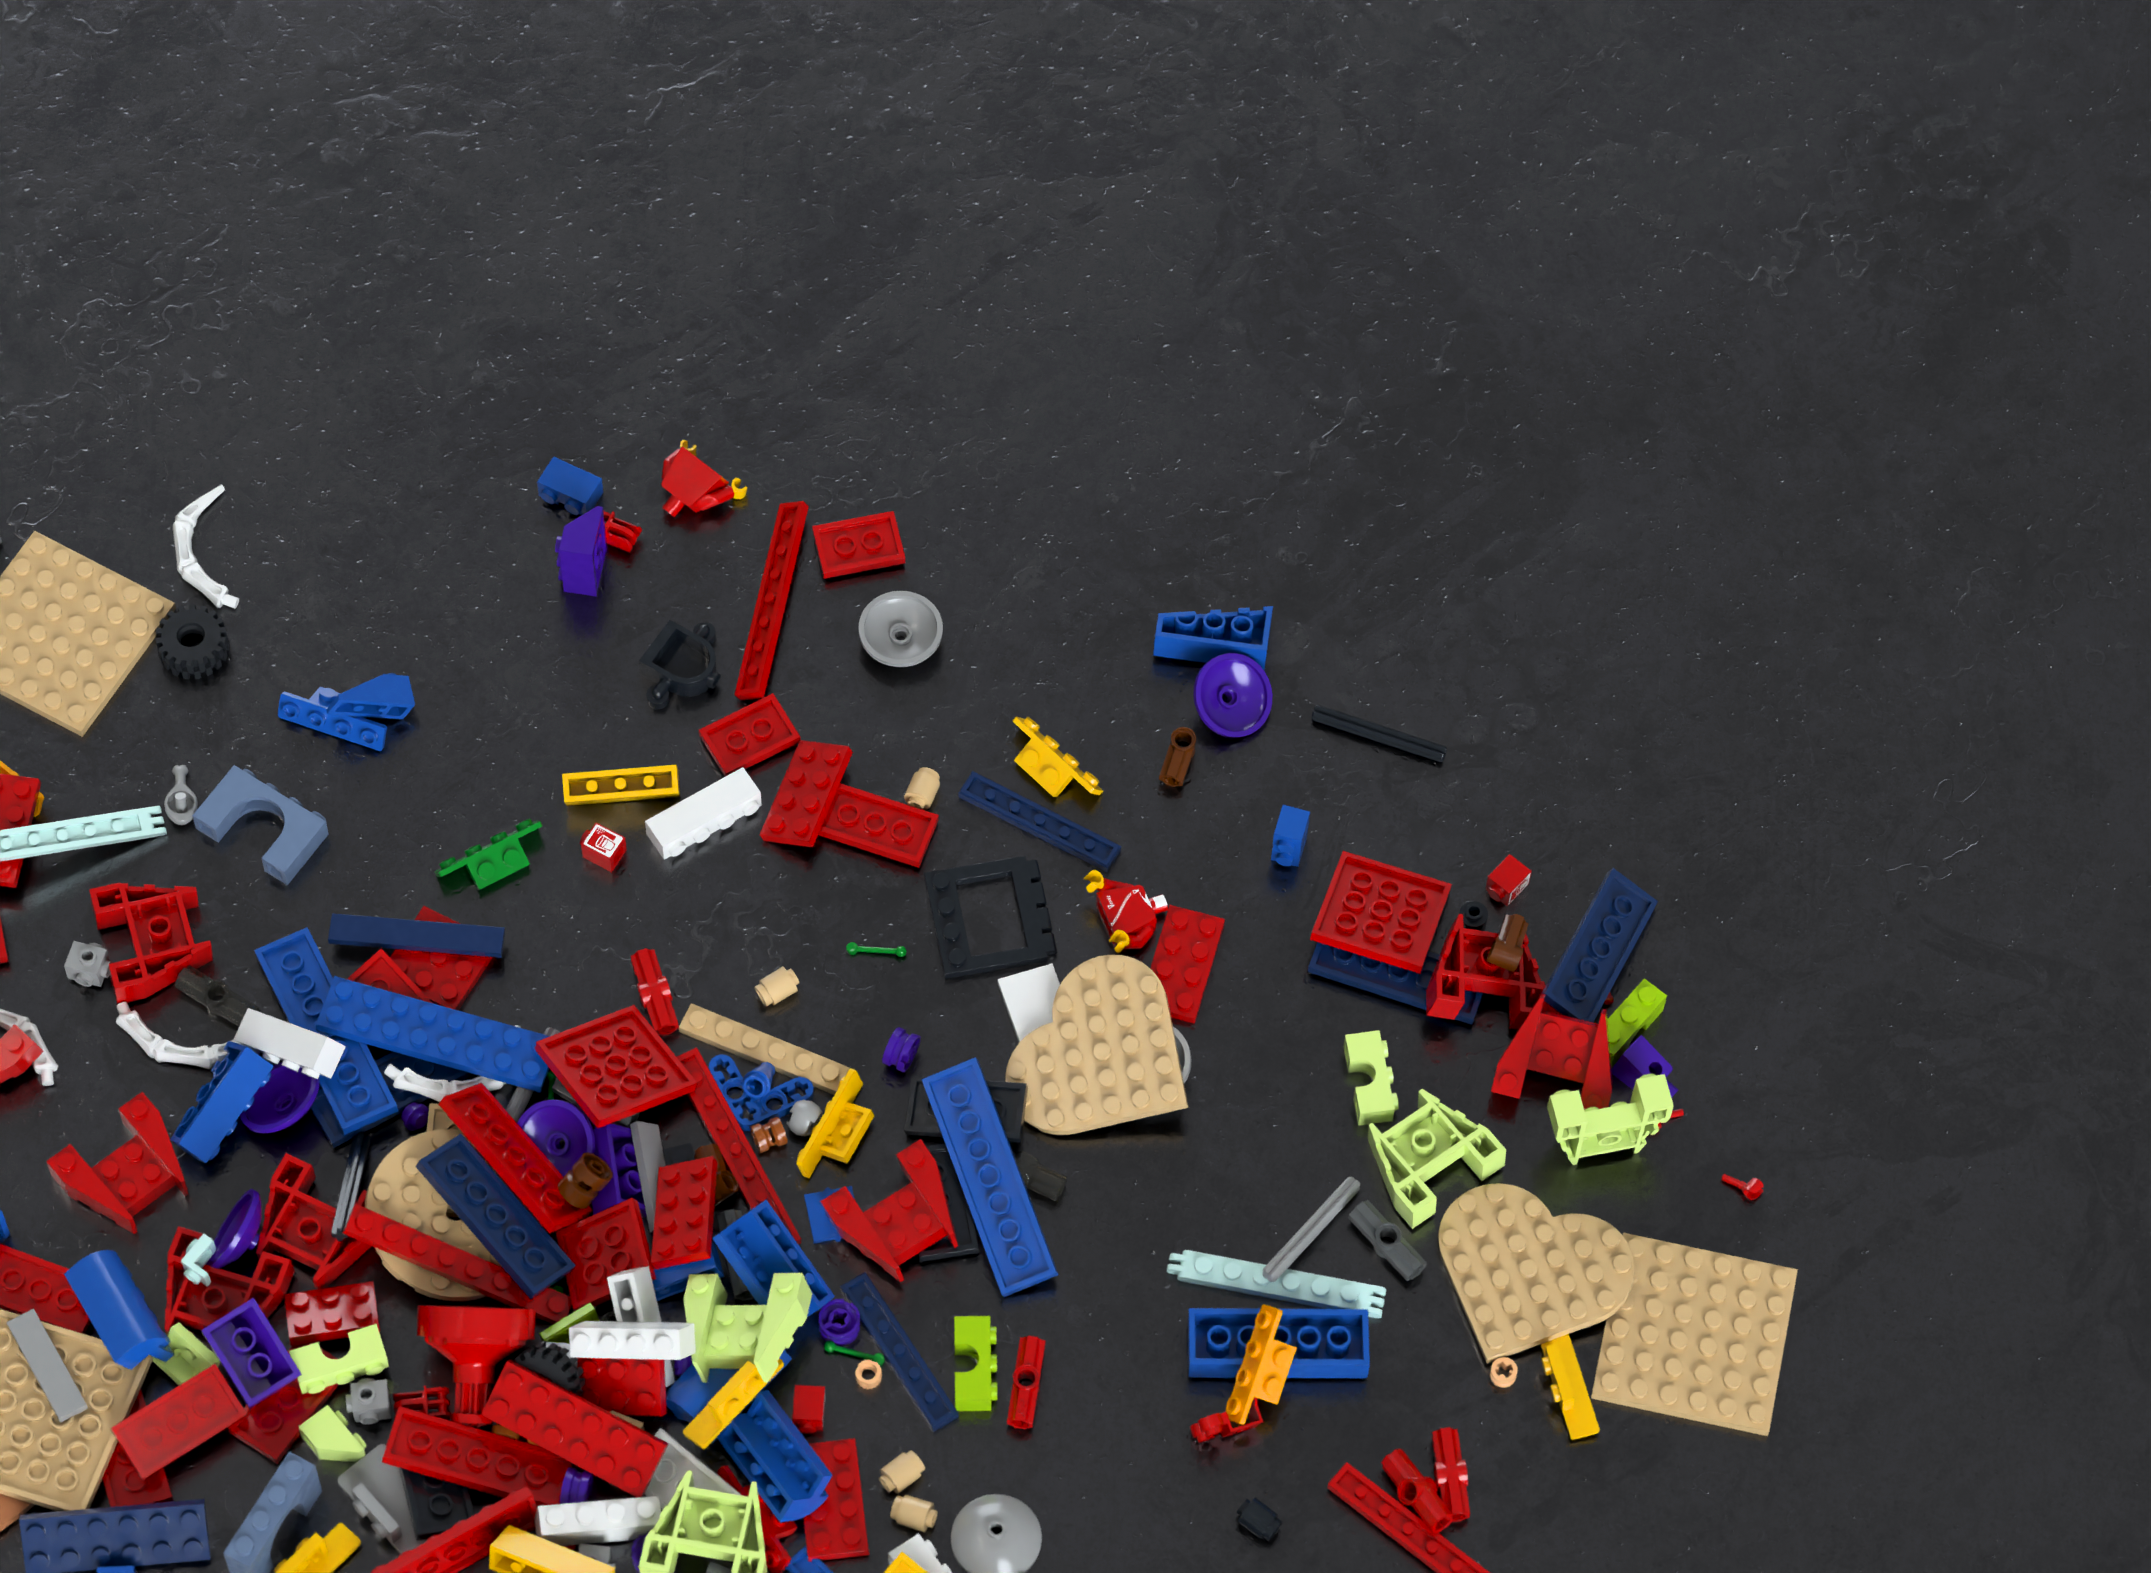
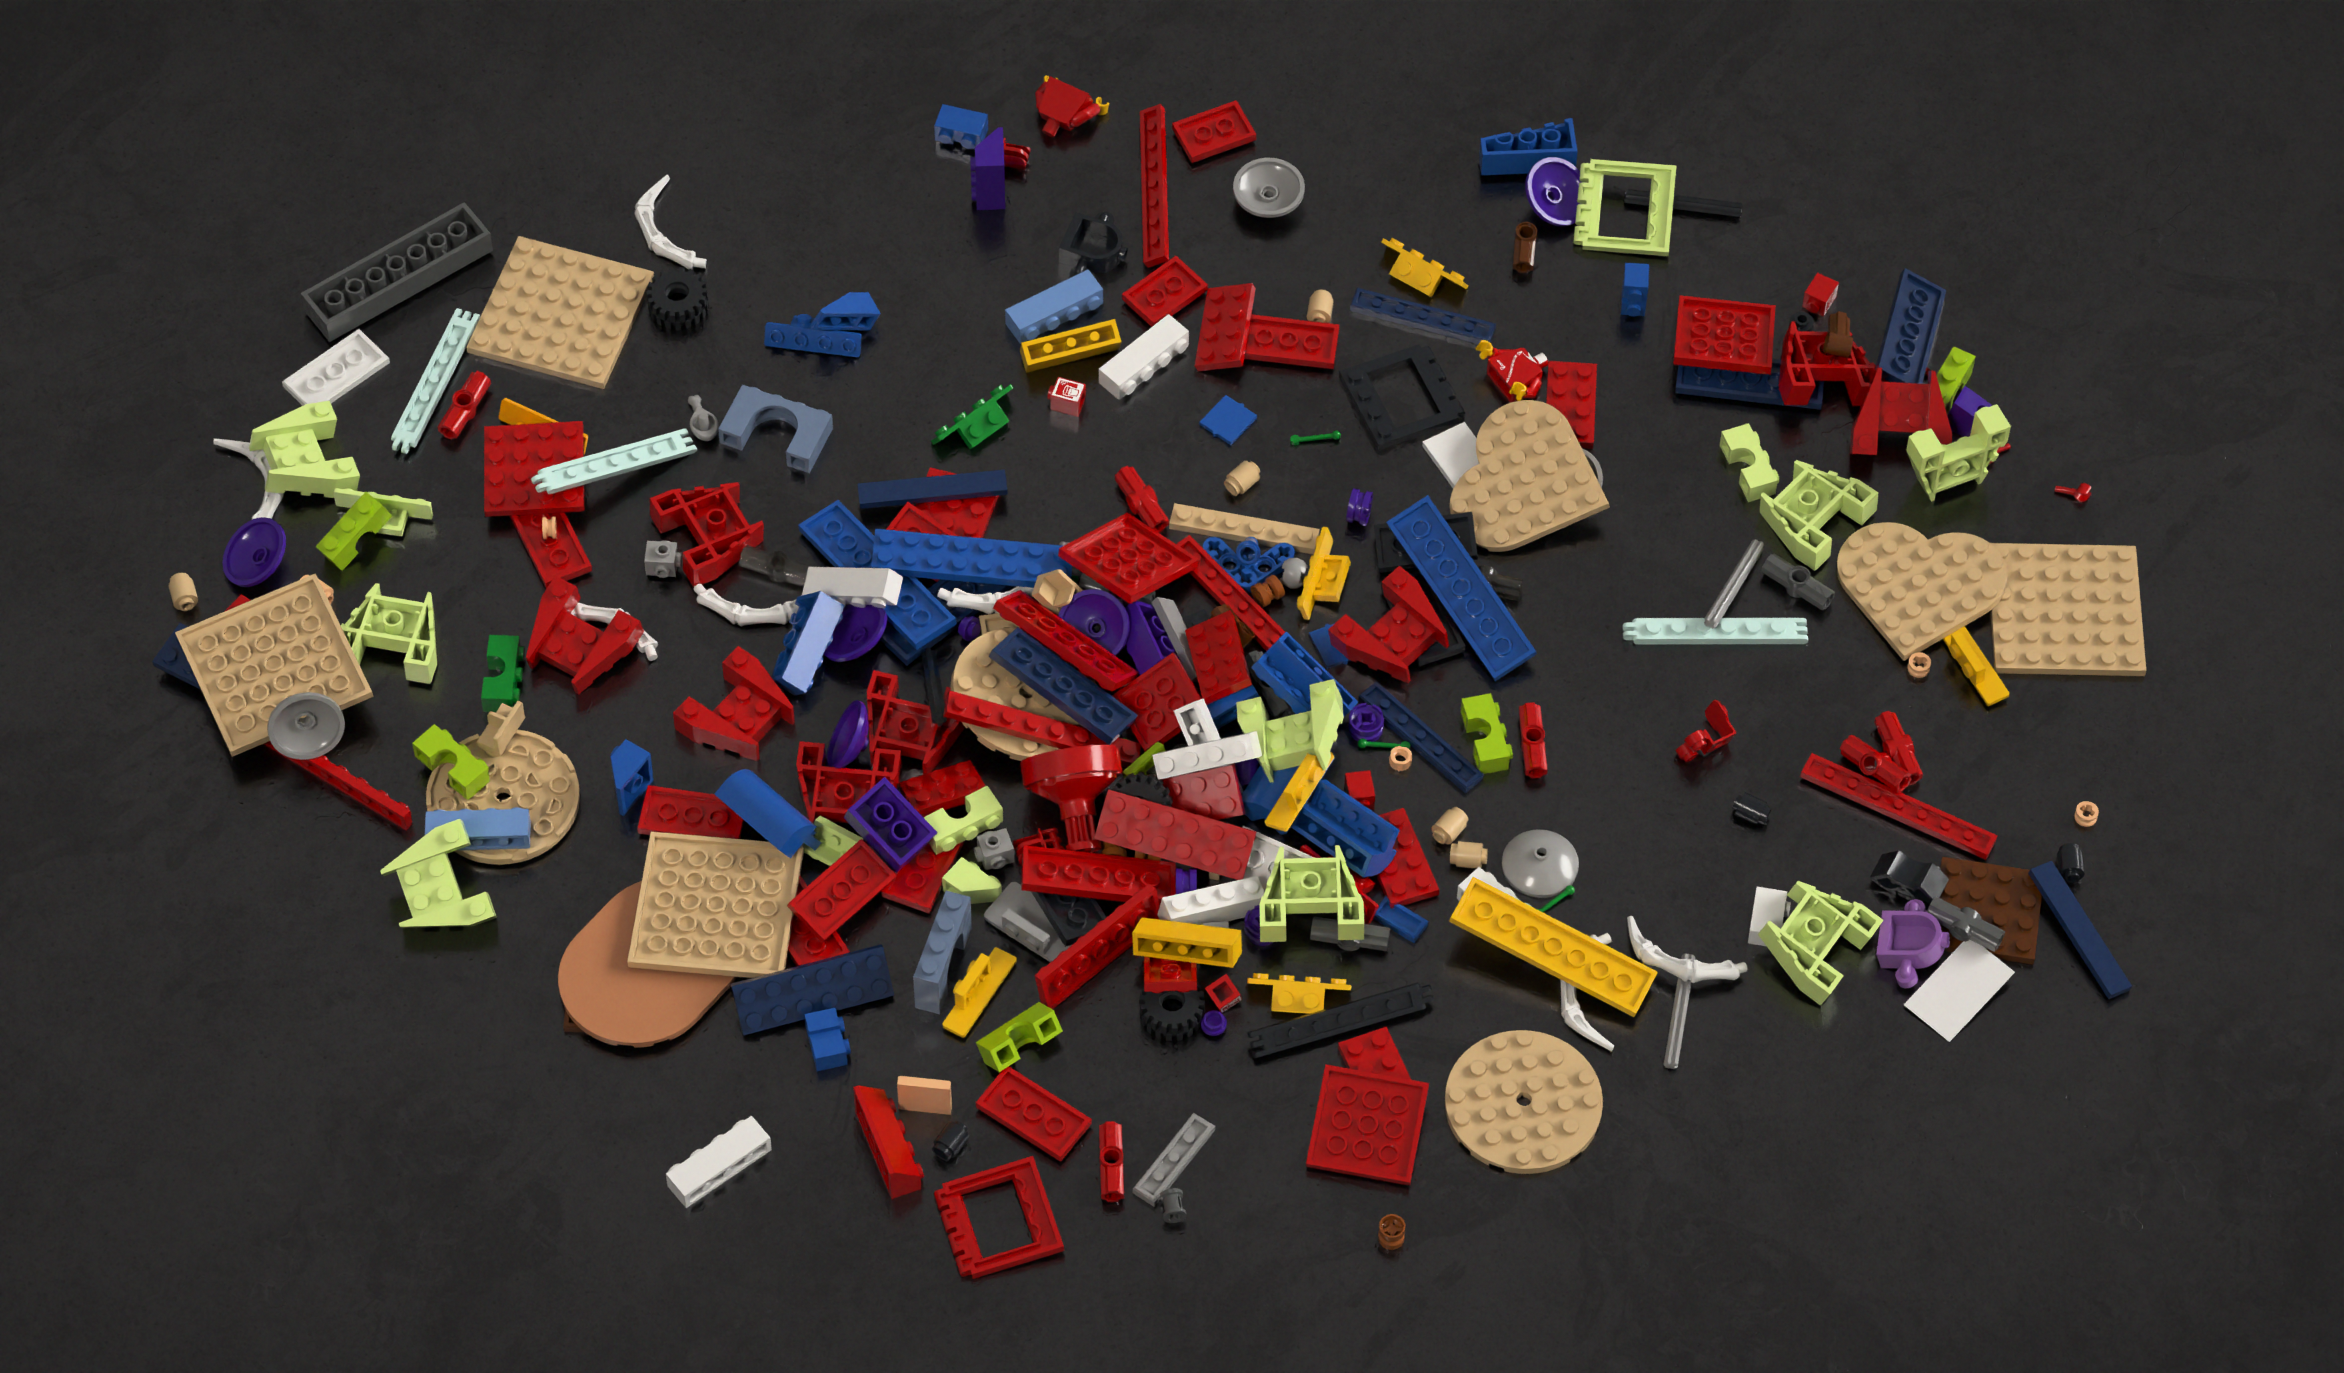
camera: 10 degrees left, 5 degrees down
(47, 1365) = (719, 867): light grey tile -> none
(196, 1257) = (822, 762): light aqua bracket -> none
(519, 1092) = (1054, 590): none -> tan panel
(585, 1179) = (1124, 654): reddish brown wheel -> none
(617, 731) = (1054, 306): none -> medium blue brick
(782, 908) = (1228, 420): none -> blue piece
(1262, 1368) = (1727, 687): light orange bracket -> none
(1327, 1341) = (1731, 672): blue brick -> none
(1346, 741) = (1659, 212): none -> yellowish green hinge

